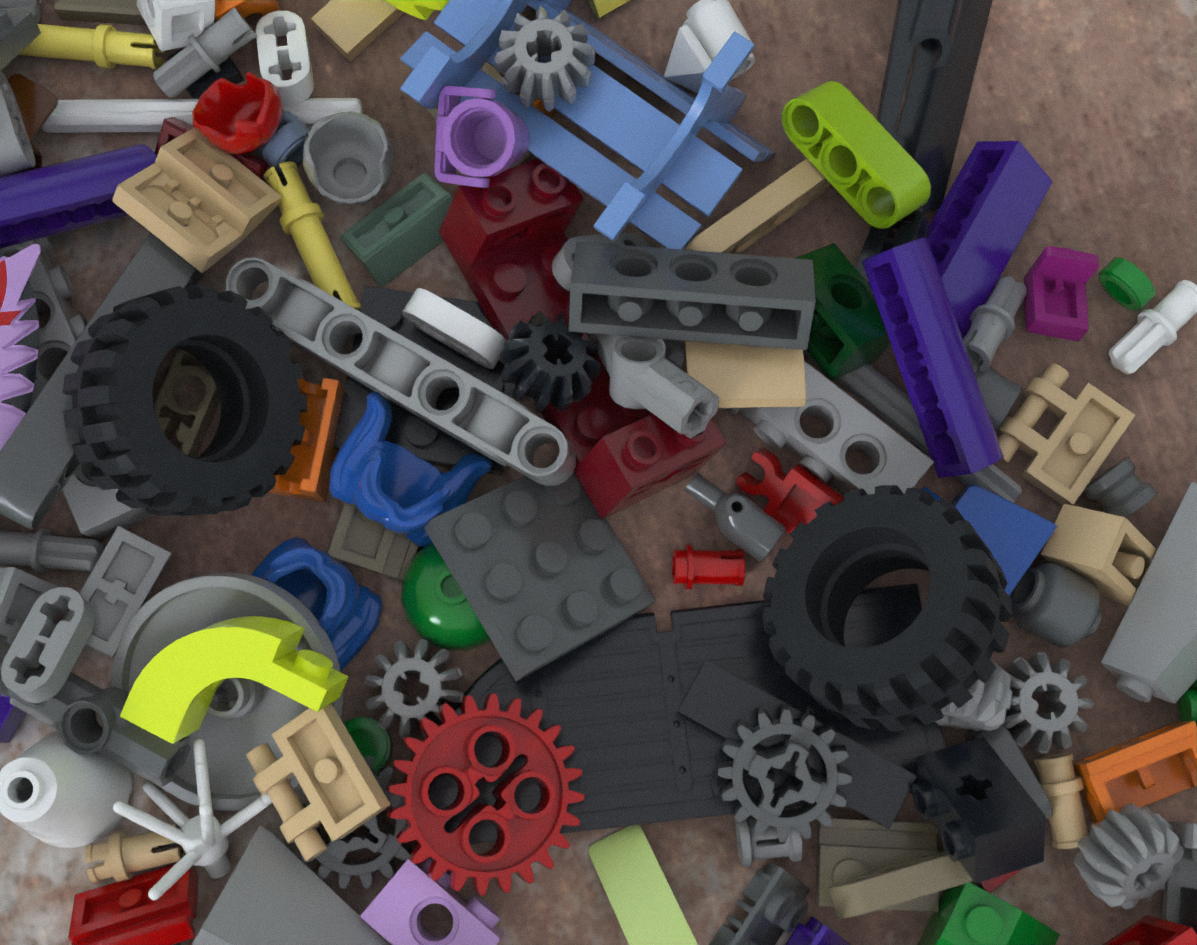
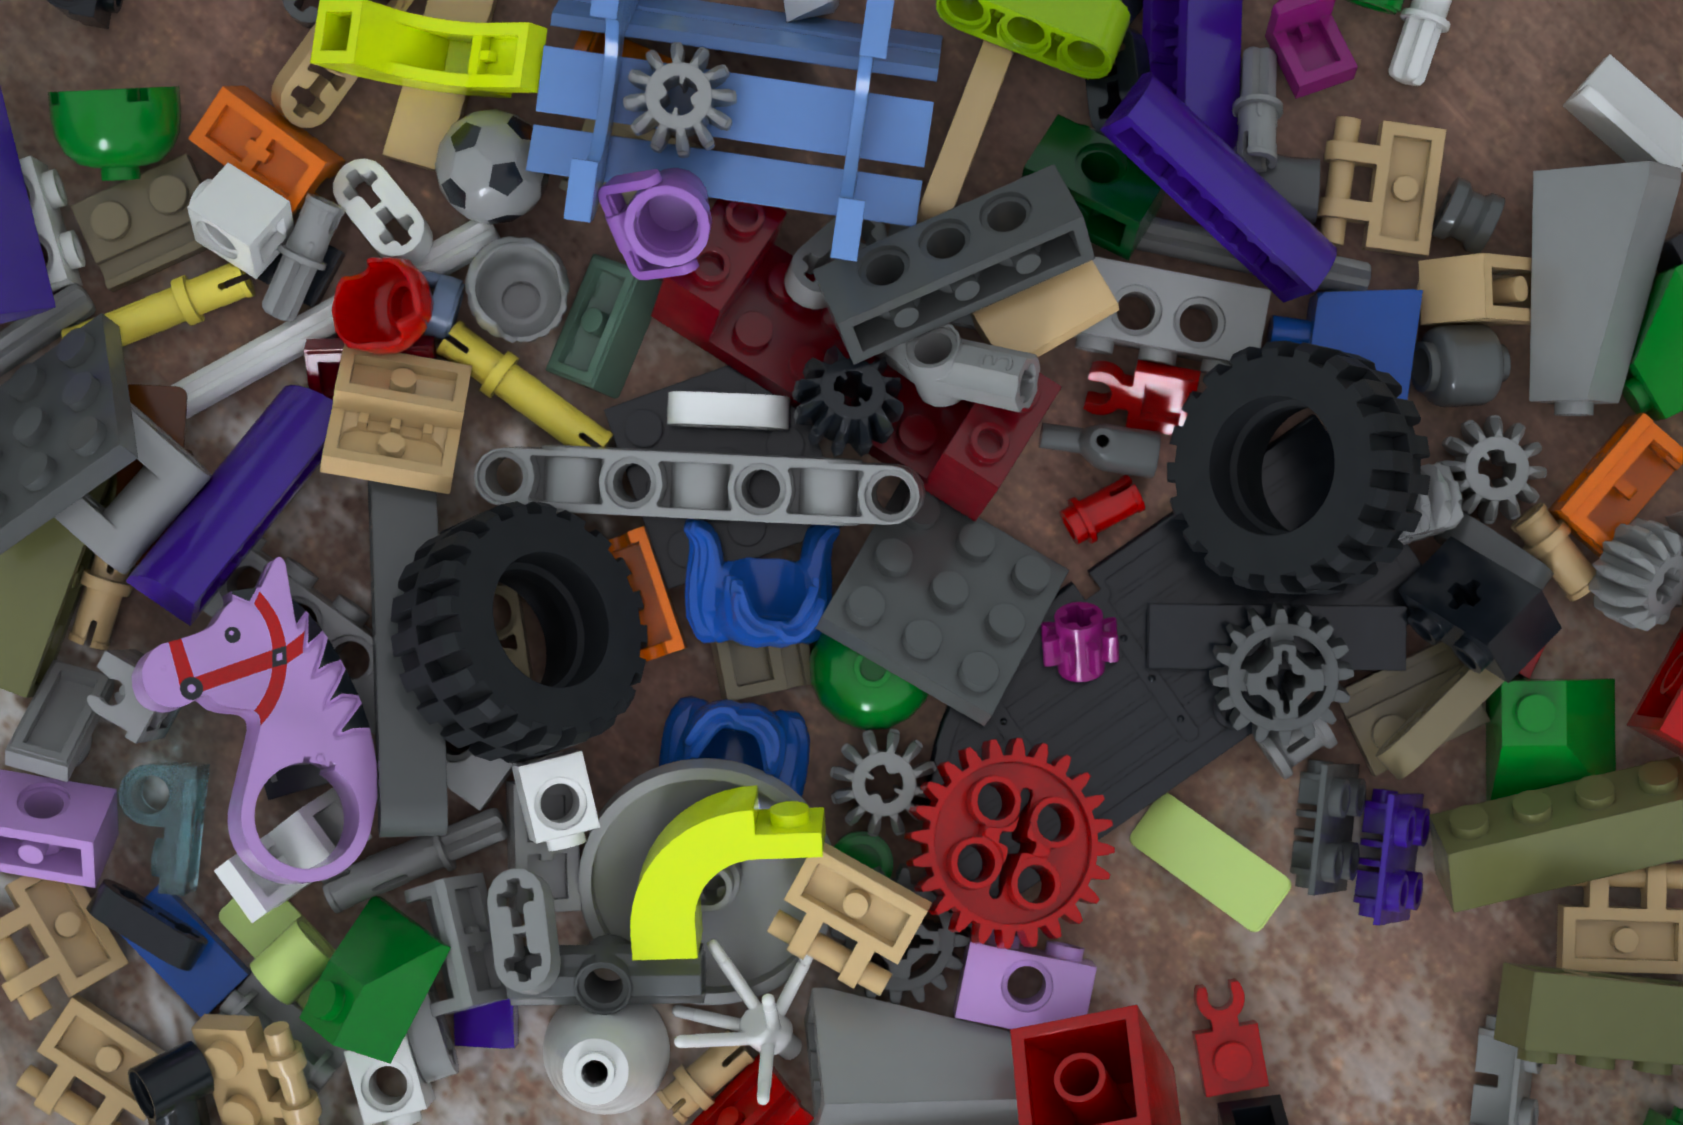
camera: 30 degrees left, 10 degrees up
(131, 525) = (539, 774): none -> white brick
(370, 59) = (485, 165): none -> light grey piece
(633, 659) = (1080, 641): none -> magenta gear

